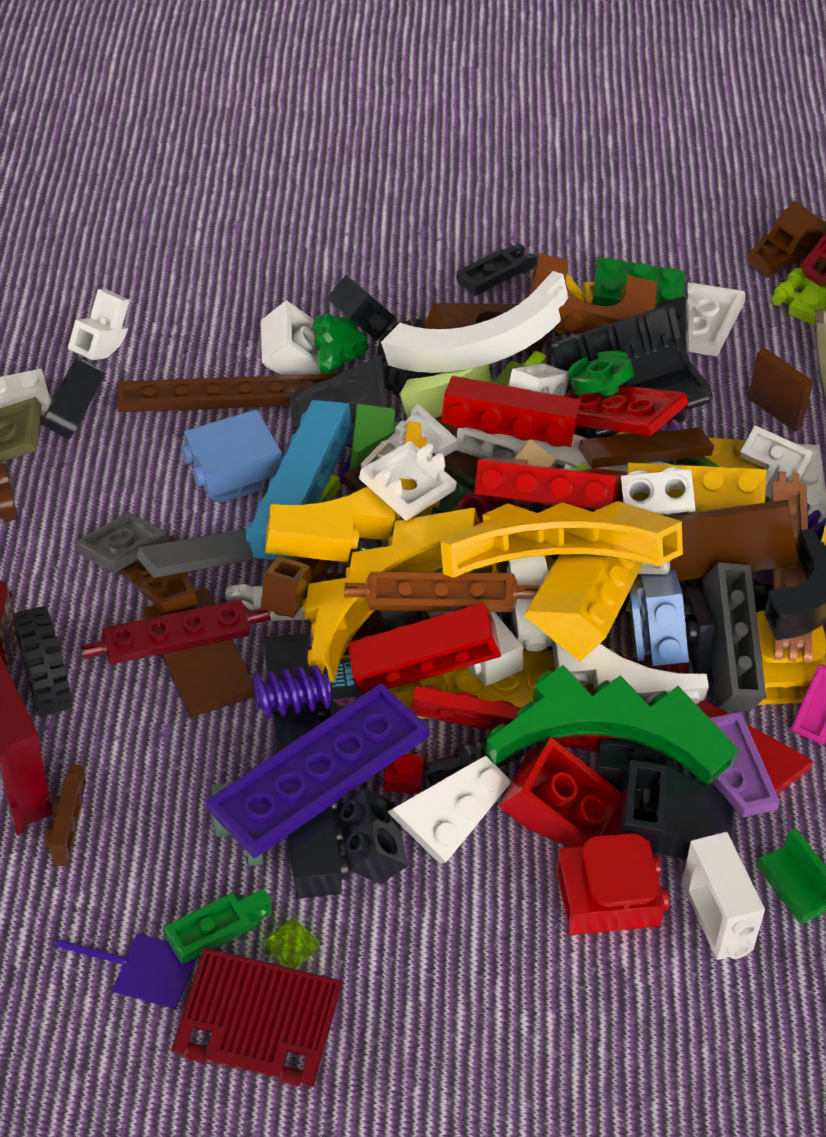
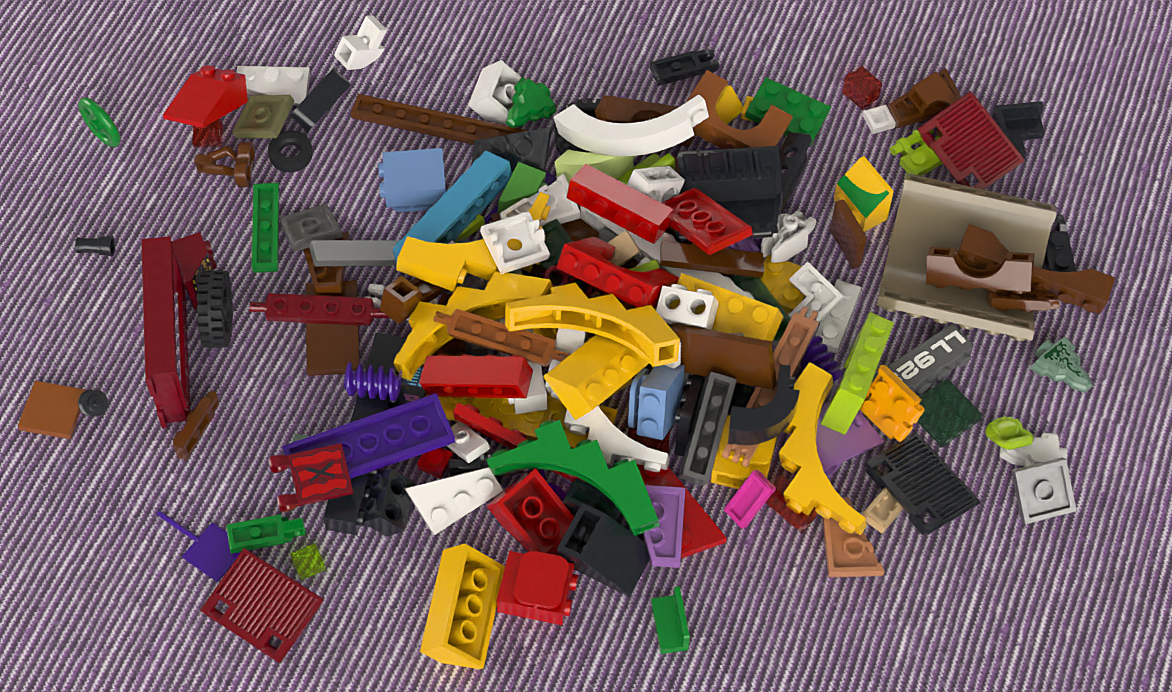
camera: 20 degrees right, 10 degrees up
(59, 480) = (294, 163): none -> black tyre
(62, 558) = (265, 227): none -> green plate
(268, 822) = (316, 476): none -> flag
(361, 307) = (558, 79): black brick -> none
(445, 738) = (467, 443): none -> white plate
(526, 940) = (462, 607): none -> yellow slope
(601, 374) = (705, 188): green plate -> none
(709, 244) = (862, 87): none -> clear red brick
(711, 316) = (832, 153): white wing -> none
(717, 415) = (790, 239): none -> white hinge
(722, 896) = (605, 619): white window -> none
(742, 273) = (879, 119): none -> white tile
(779, 333) = (865, 194): none -> yellow slope

